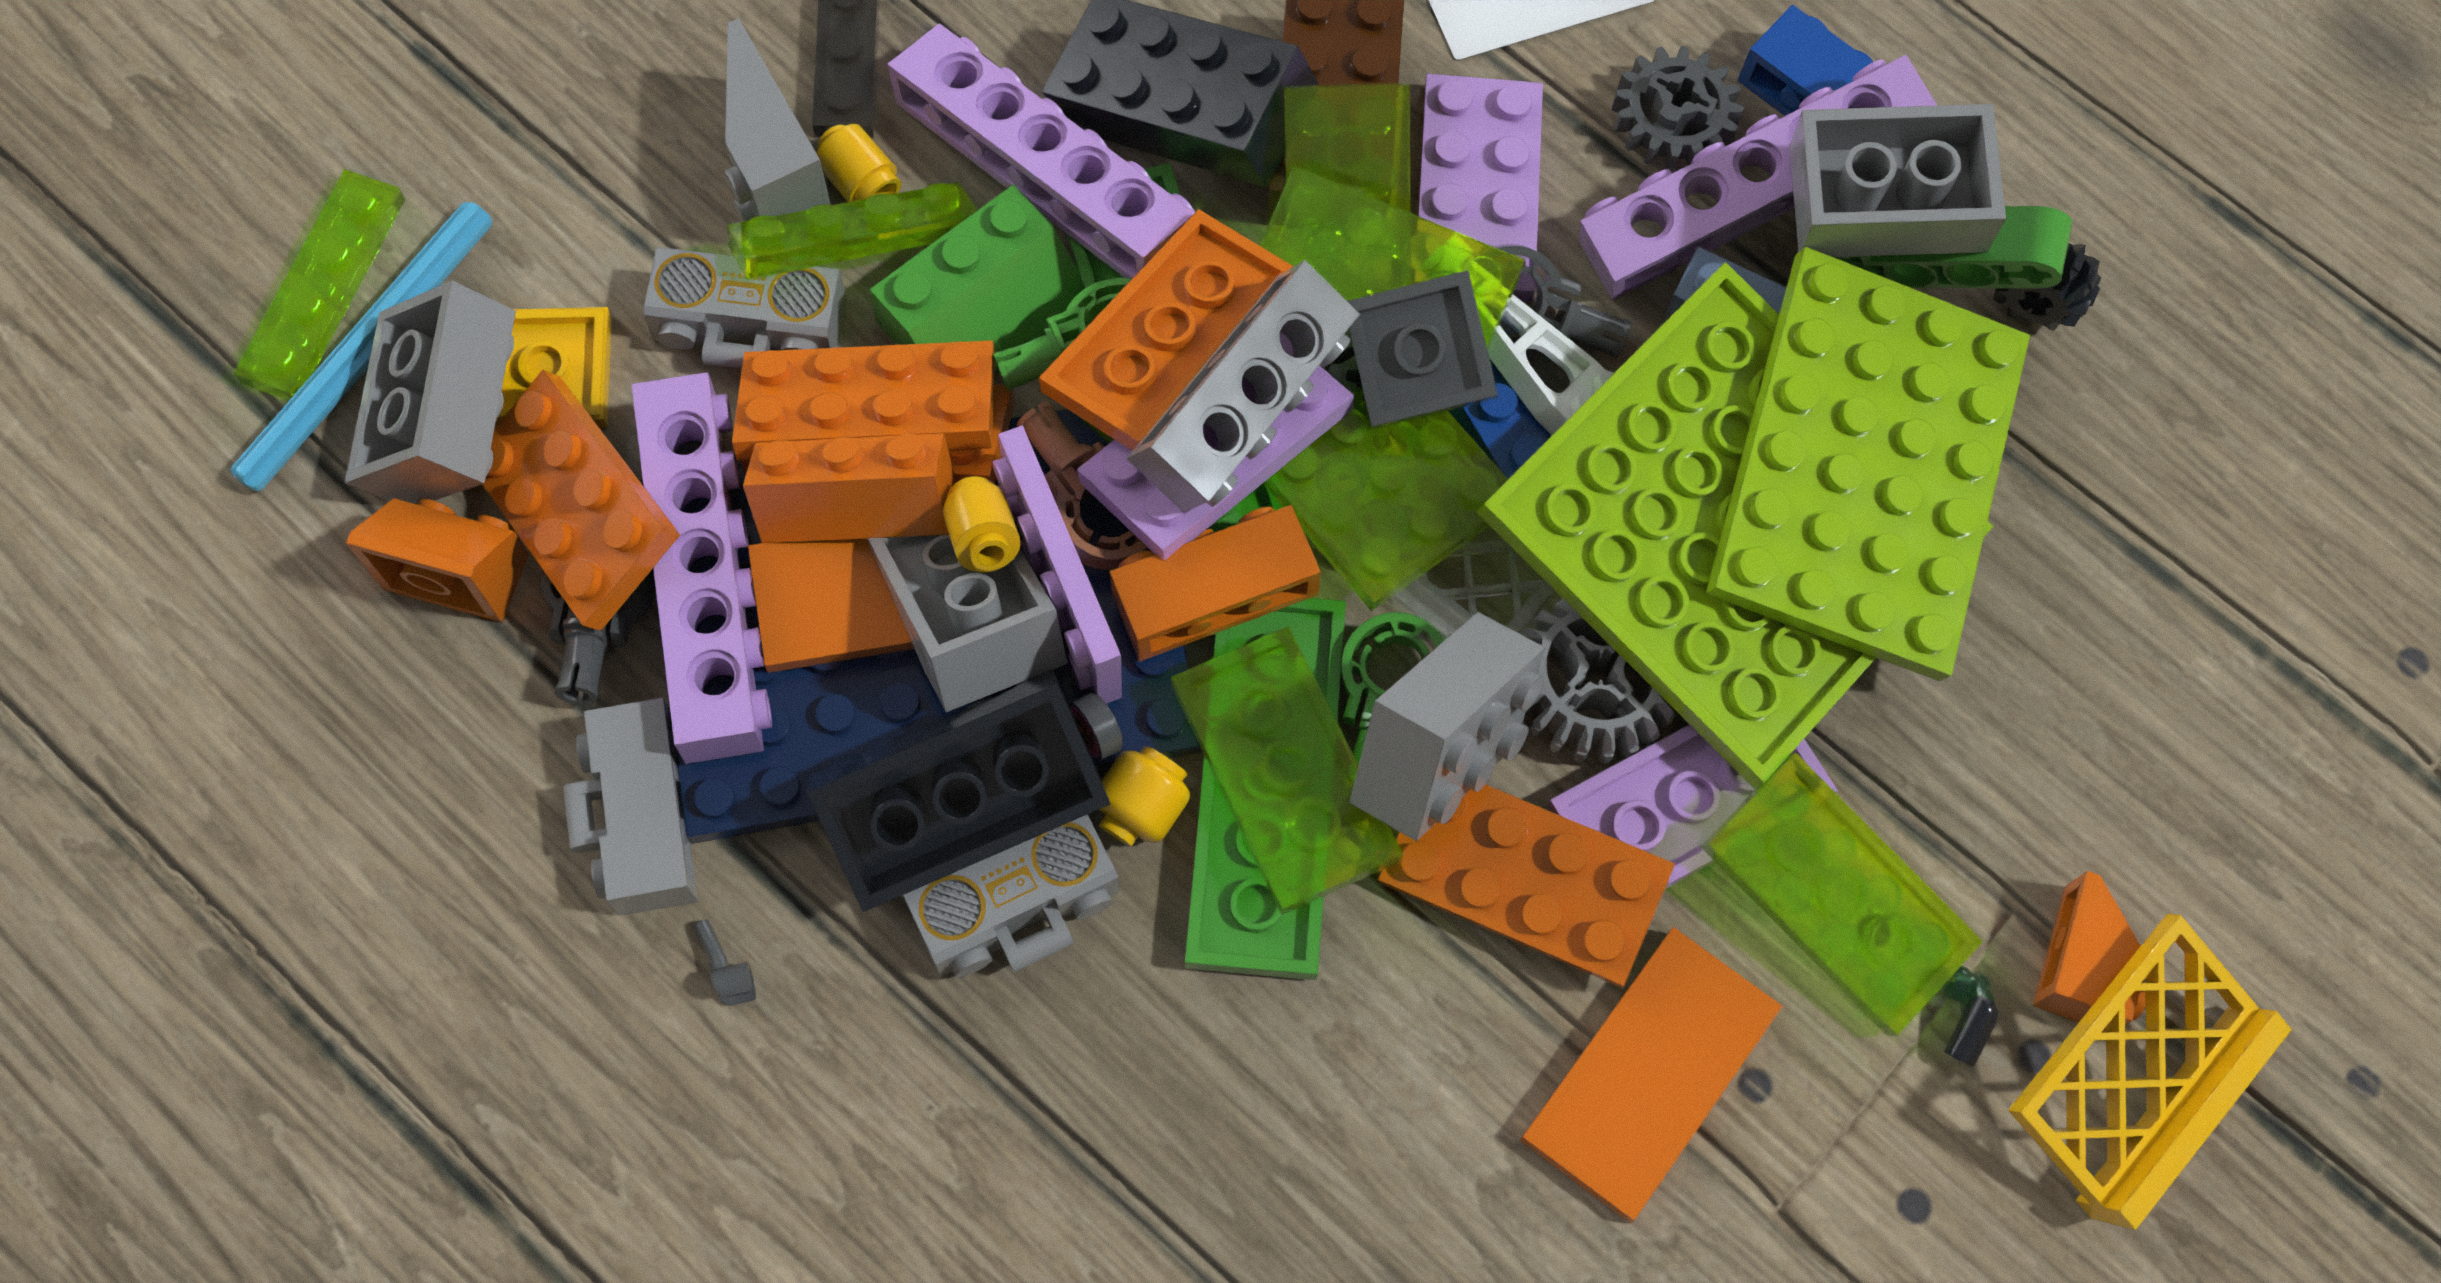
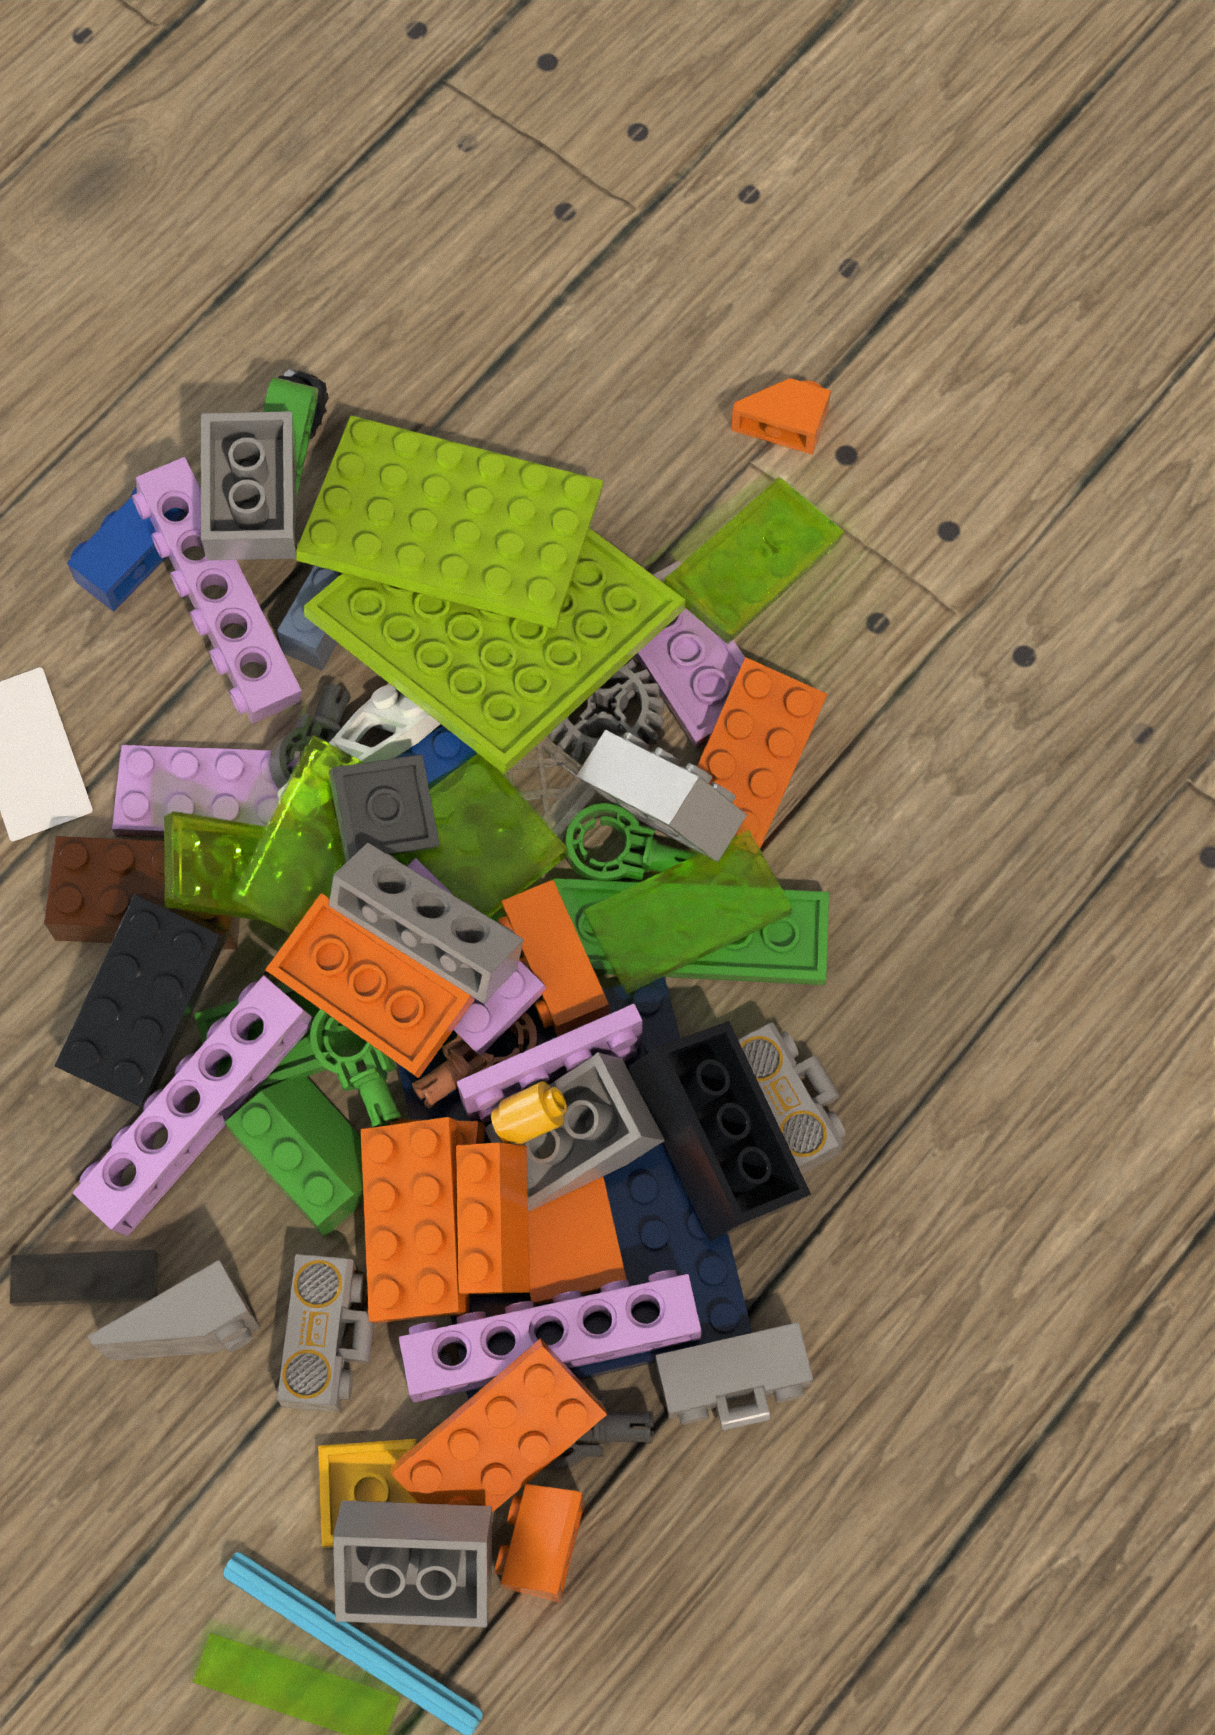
camera: 85 degrees left, 0 degrees up
(732, 982) = (858, 1297): dark grey hand -> none
(847, 230) = (257, 1250): clear neon green plate -> none
(856, 163) = (193, 1252): yellow brick -> none
(1097, 725) = (663, 1034): dark grey tile -> none
(1143, 795) = (706, 1007): yellow head -> none
(1651, 1074) = (878, 684): orange tile -> none
(1676, 106) = (146, 649): dark grey gear -> none
(1978, 1014) = (824, 484): black arm -> none
(2180, 1108) = (873, 366): yellow fence -> none

